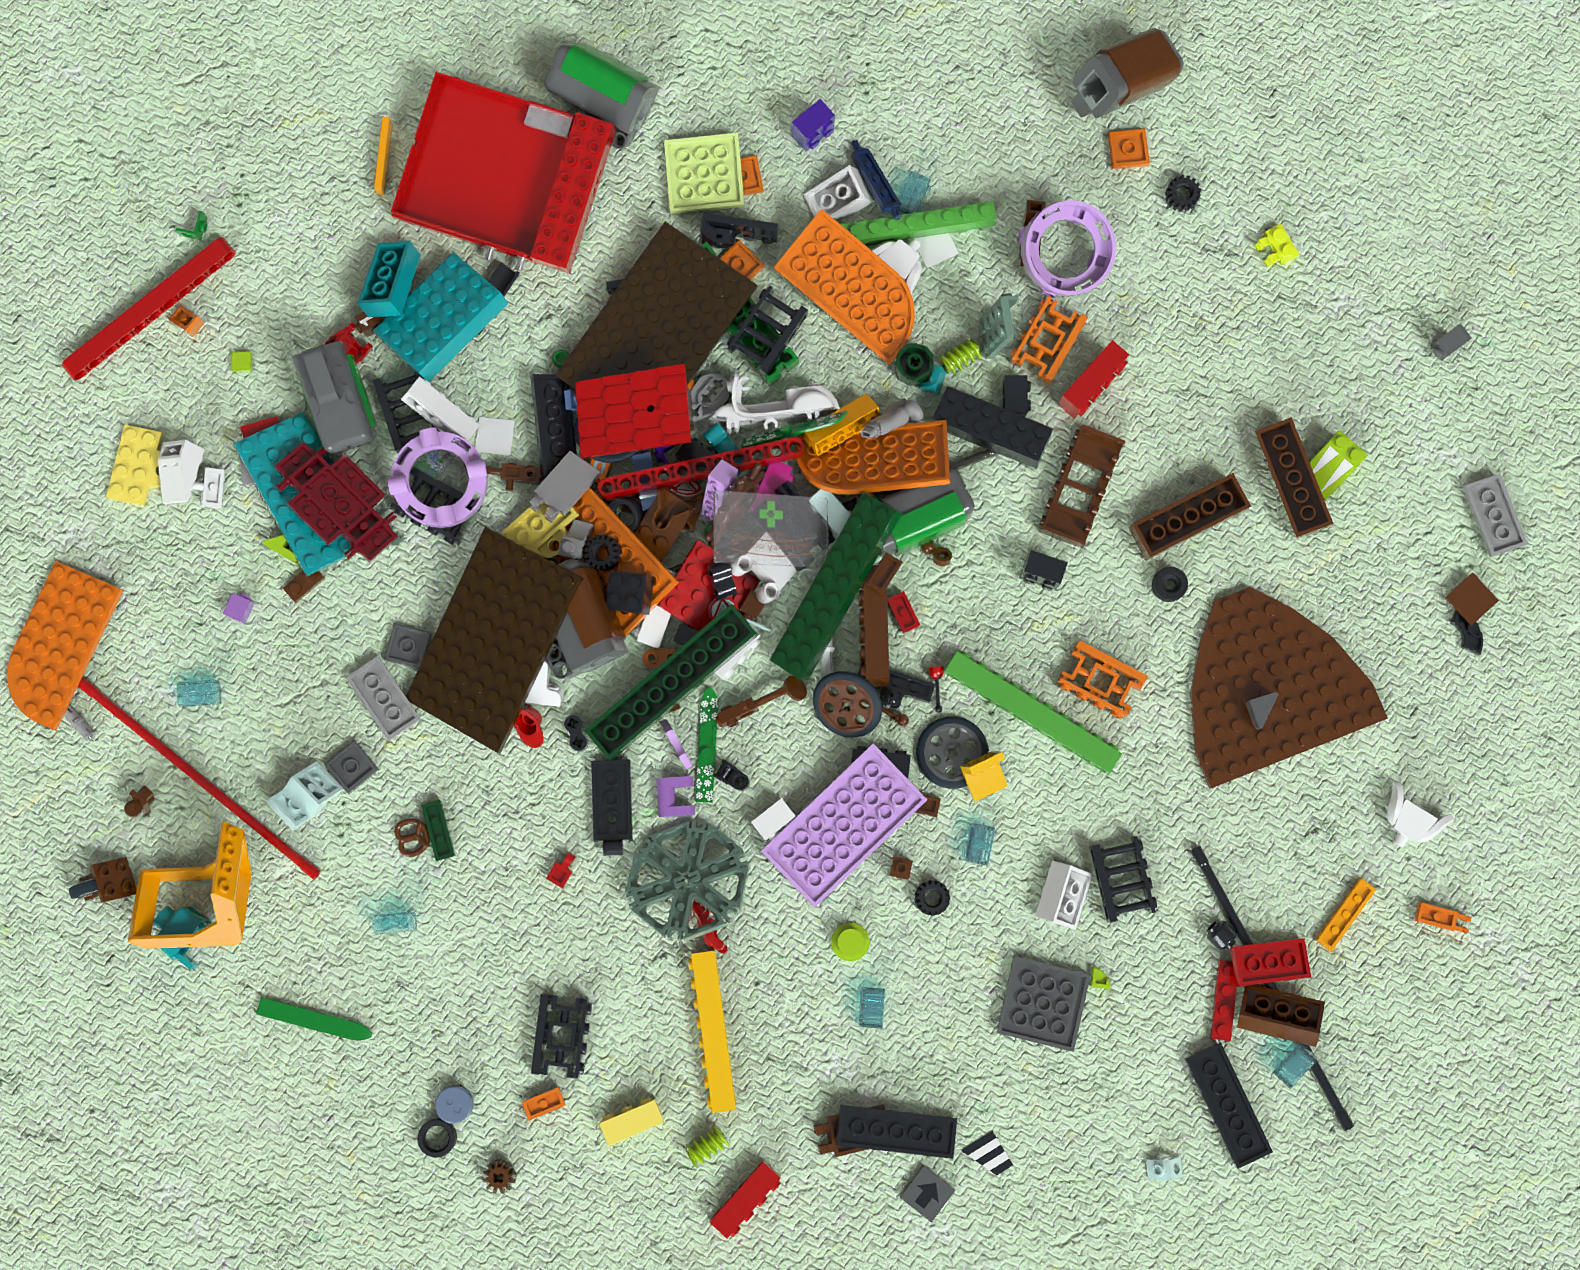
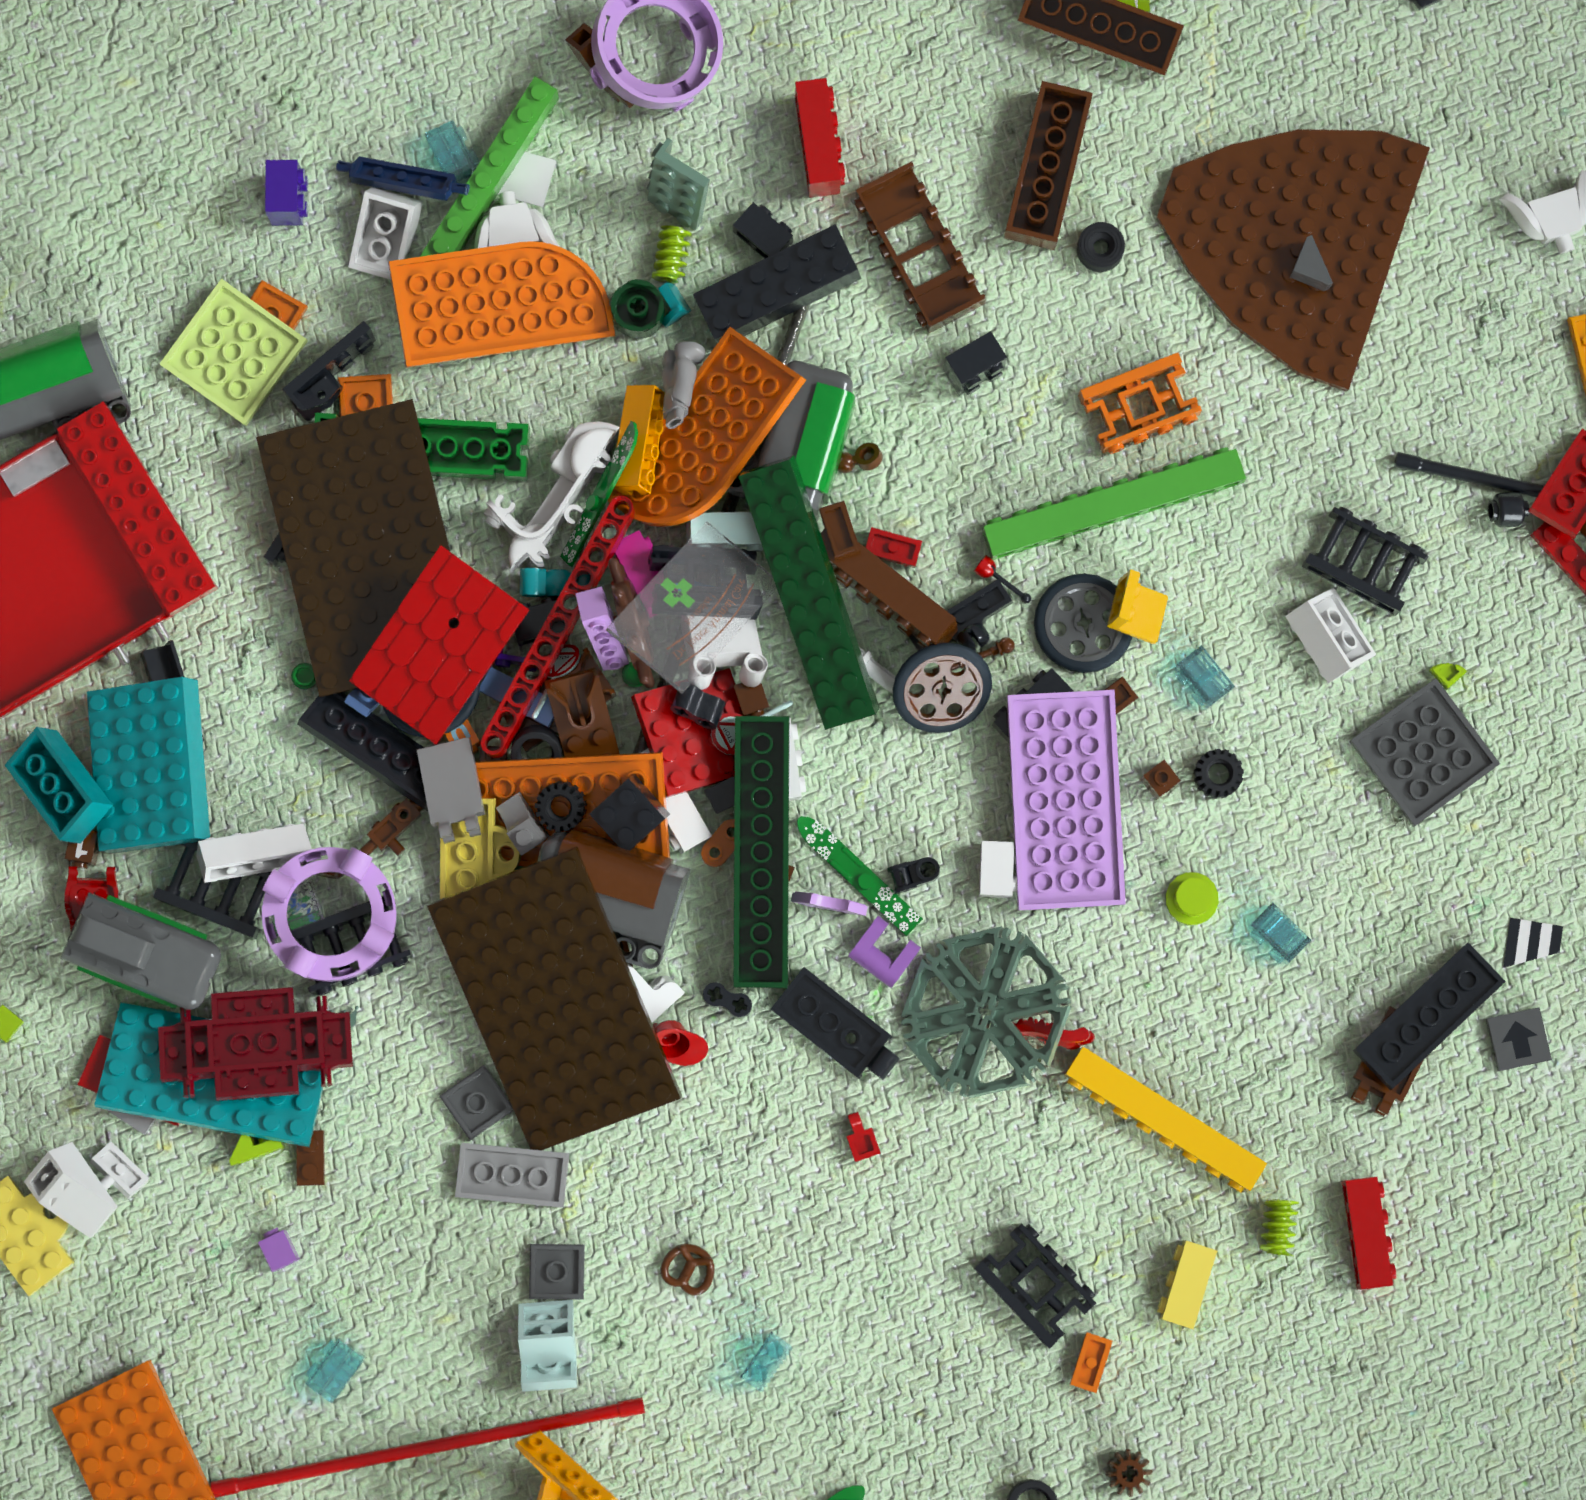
camera: 50 degrees left, 0 degrees up
(438, 830) = (705, 1234): dark green plate -> none
(454, 1104) = (1012, 1458): sand blue head -> none
(494, 436) = (326, 818): white sticker -> none
(701, 389) = (496, 550): light grey piece -> none
(731, 715) = (848, 820): reddish brown piece -> none
(775, 347) = (490, 411): black fence -> none
(1060, 347) = (752, 141): orange fence -> none

